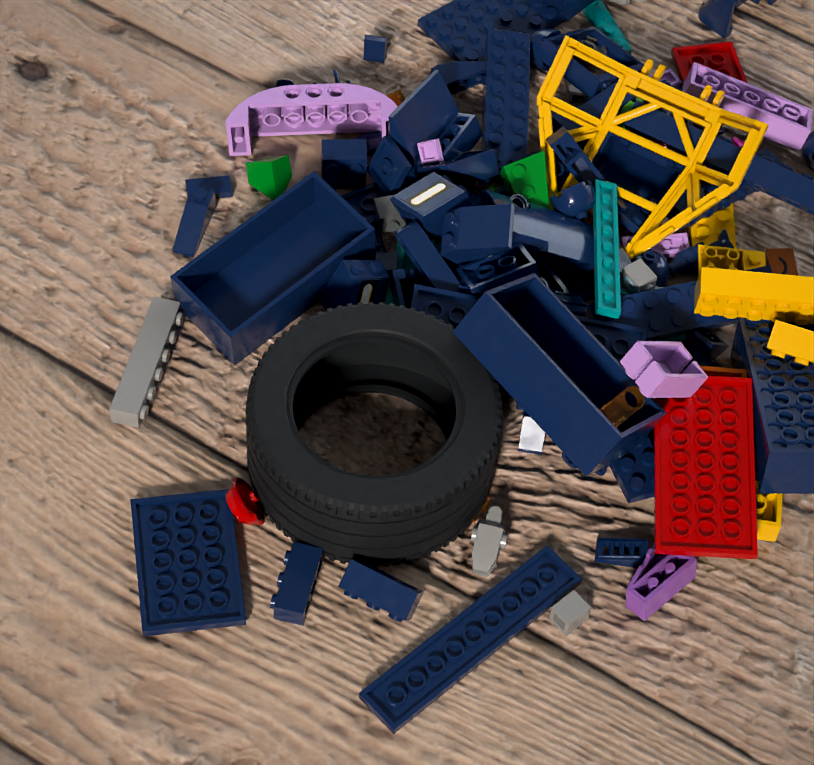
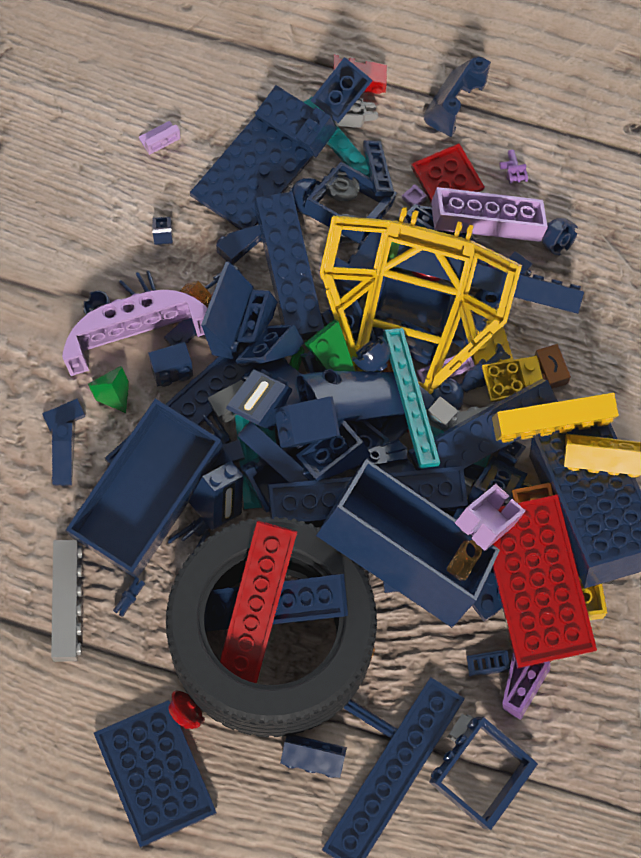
camera: 15 degrees left, 15 degrees up
(219, 376) = (128, 597): none -> dark blue pin
(297, 583) = (246, 767): dark blue brick -> none
(367, 382) = (257, 600): none -> red plate
(383, 402) = (298, 601): none -> dark blue plate
(388, 167) = (211, 362): dark blue plate -> none
(430, 151) = (242, 339): lavender tile -> none
(460, 571) = (370, 718): none -> dark blue axle
(488, 540) = (384, 688): light grey hinge -> none
(573, 156) = (363, 316): dark blue slope -> none
(618, 635) = (510, 789): none -> dark blue window
(633, 41) = (378, 168): none -> dark blue plate
(788, 81) = (515, 171): none -> medium lavender arm

